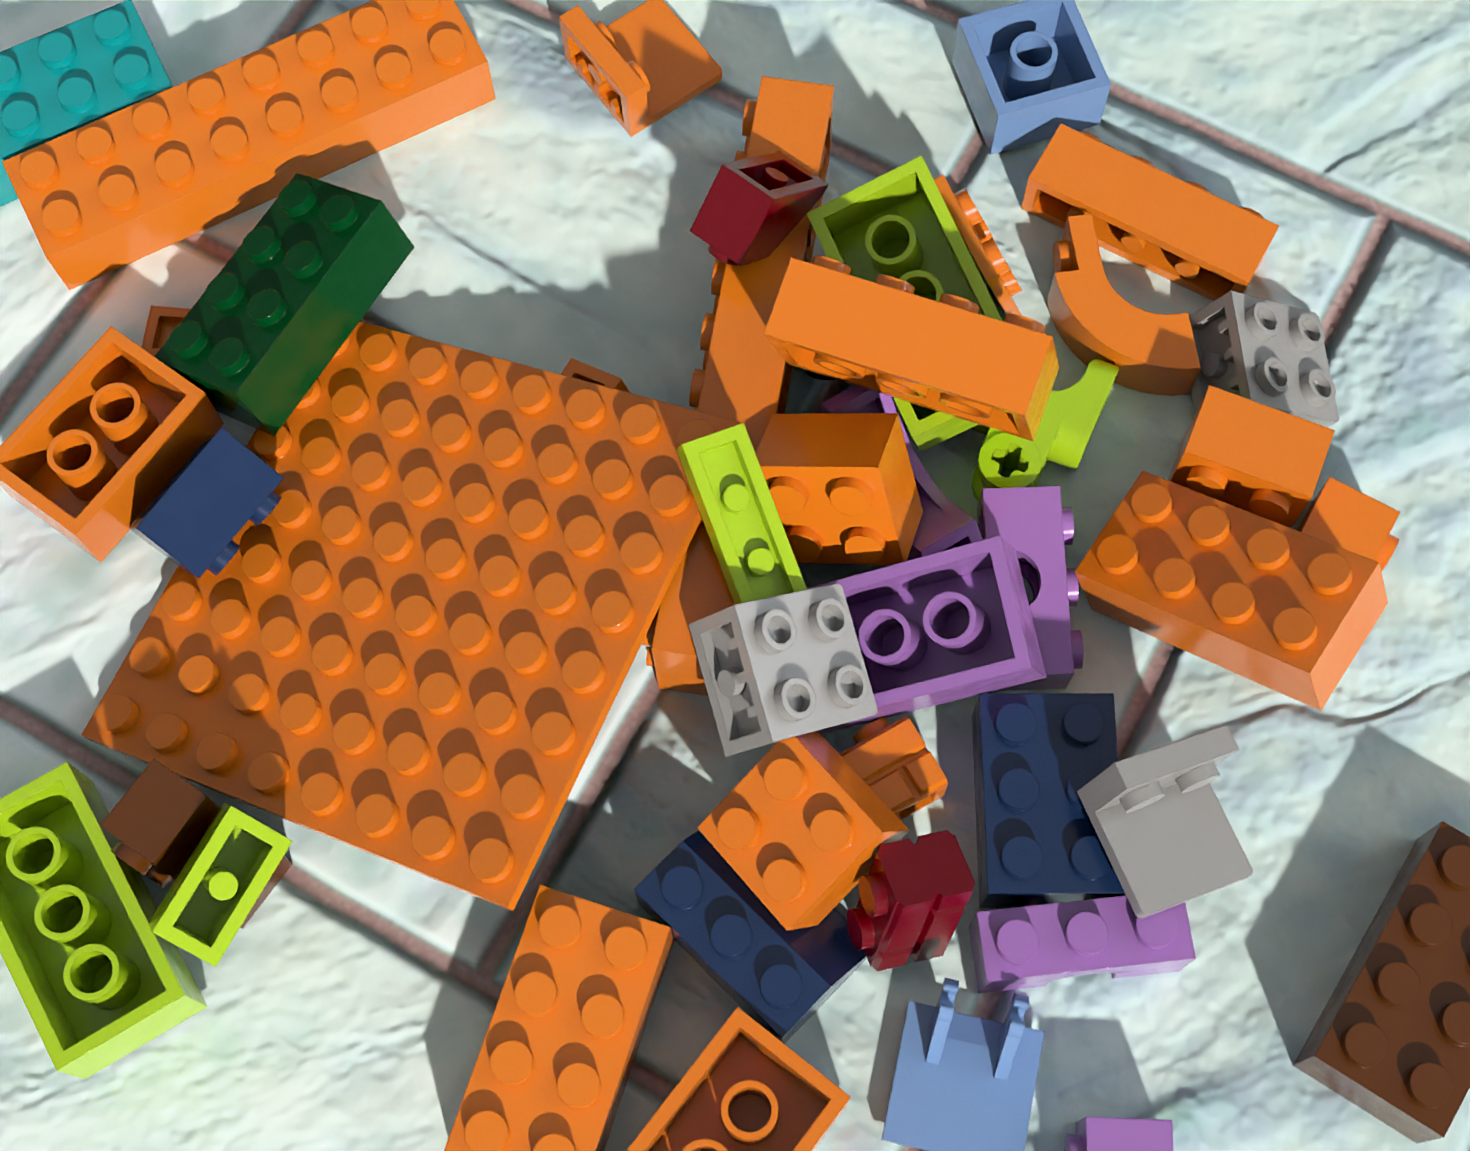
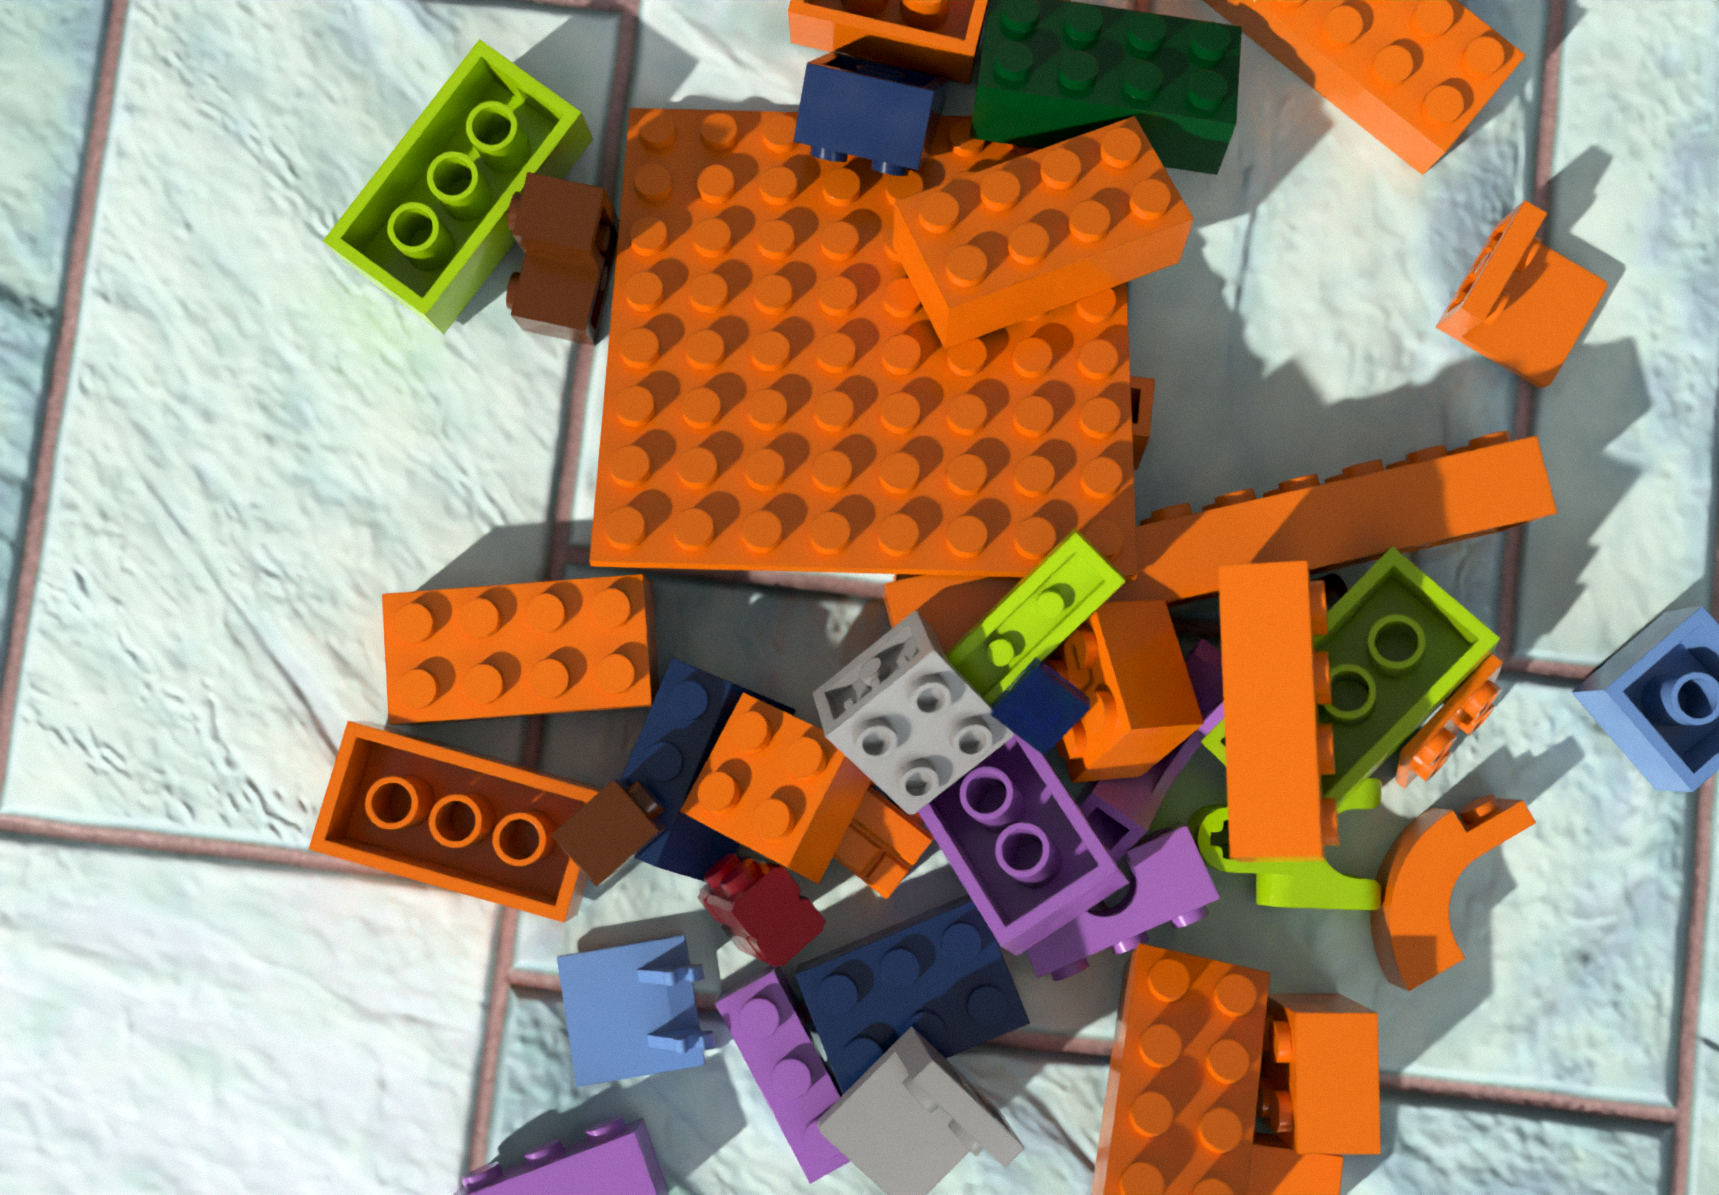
camera: 65 degrees right, 15 degrees up
(219, 884) = (521, 299): lime brick -> none
(393, 398) = (1040, 231): none -> orange brick
(755, 206) = (1377, 494): dark red slope -> none
(778, 999) = (611, 829): none -> reddish brown brick
(824, 545) = (1040, 706): none -> clear blue tile
(1149, 214) = (1567, 880): orange brick -> none
(1264, 355) = (1449, 1047): light grey bracket -> none

